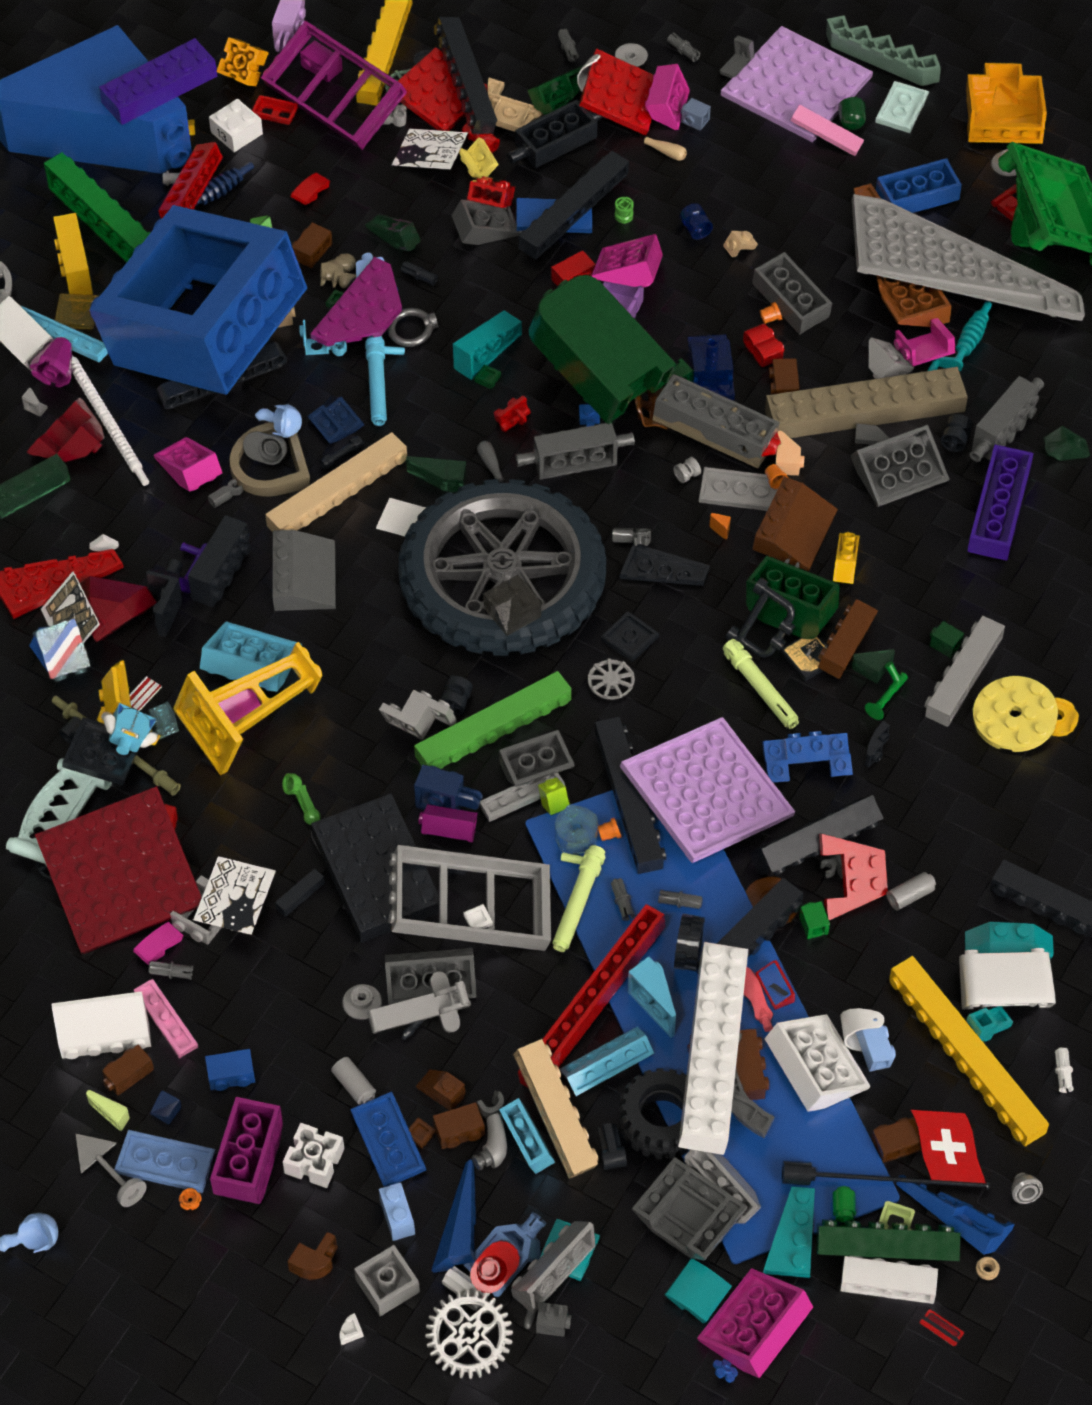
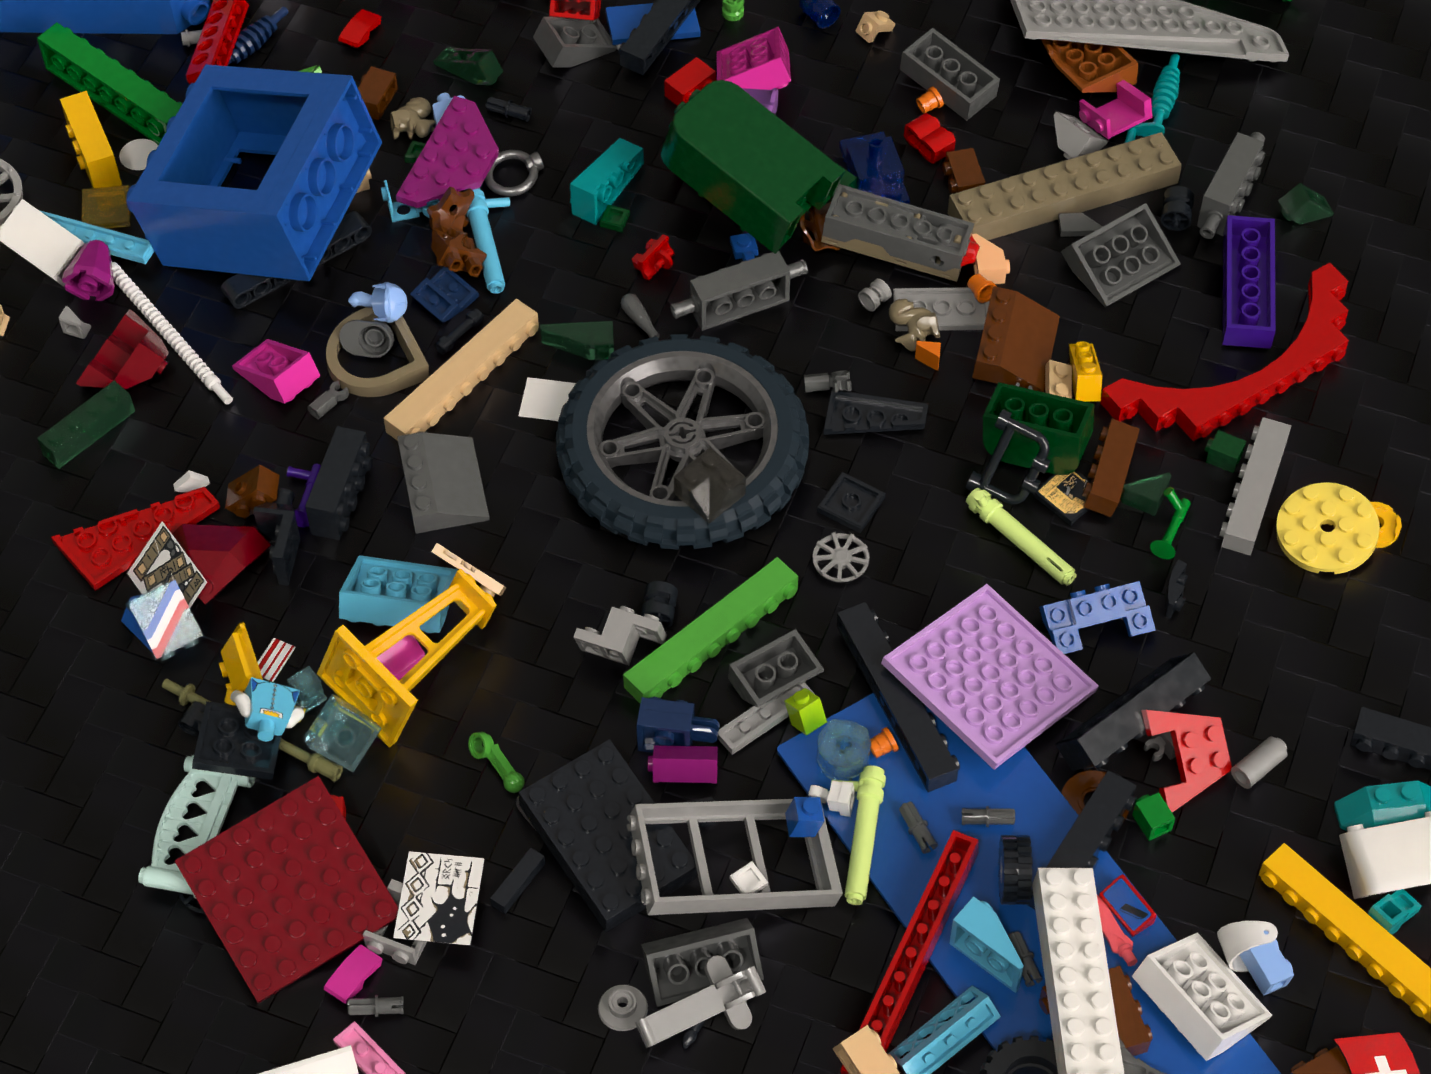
camera: 10 degrees left, 0 degrees up
(107, 268) = (136, 152): none -> white sticker
(149, 556) = (251, 490): none -> reddish brown brick
(184, 758) = (342, 733): none -> clear light blue slope
(321, 657) = (487, 583): none -> tan wing
(348, 379) = (449, 241): none -> reddish brown hips
(531, 876) = (804, 817): none -> blue brick
(565, 866) = (839, 798): none -> white piece
(682, 1012) = (1026, 958): none -> dark grey axle
(717, 497) = (918, 320): none -> dark tan animal
(823, 561) = (1058, 379): none -> tan plate
(942, 602) = (1206, 408): none -> red arch

